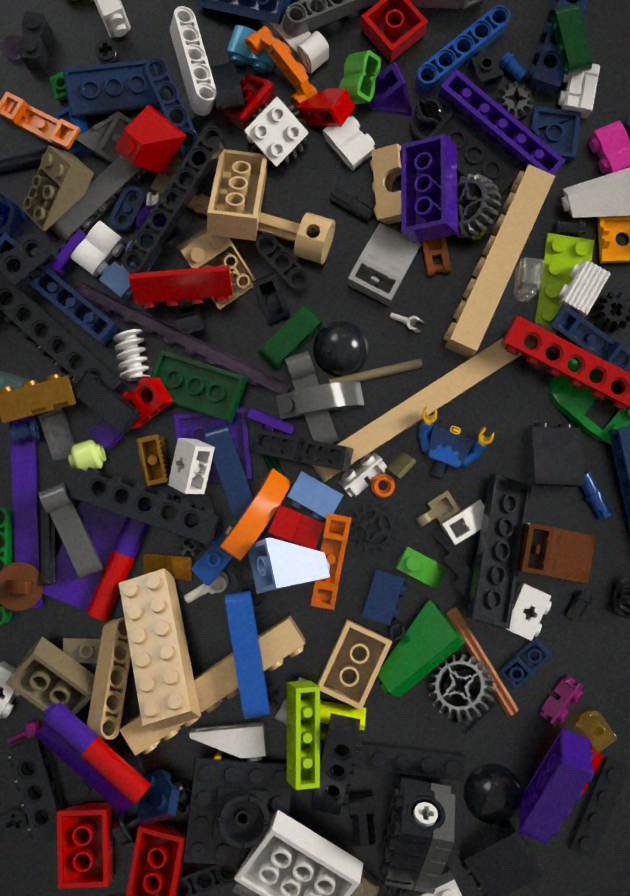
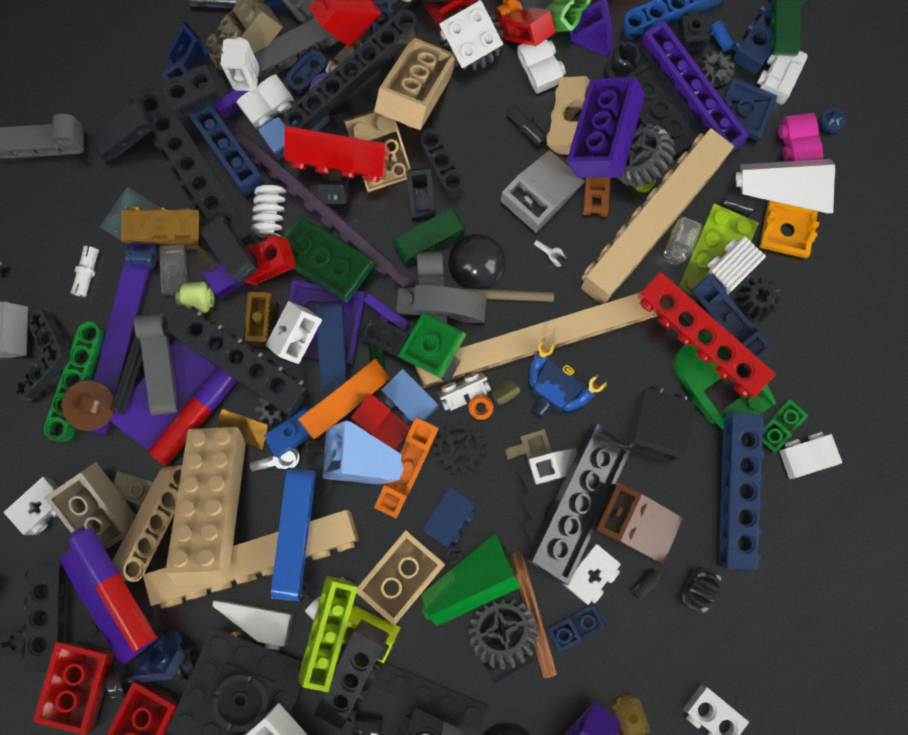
camera: 15 degrees right, 5 degrees down
(30, 731) = (56, 554): magenta hand -> none
(64, 222) = (240, 64): none -> white brick
(311, 236) = (476, 145): tan piece -> none
(323, 443) = (432, 345): none -> green tile
(421, 567) = (497, 500): bright green slope -> none
(558, 708) = (613, 673): magenta hinge -> none
(595, 497) = (693, 477): blue pin -> none

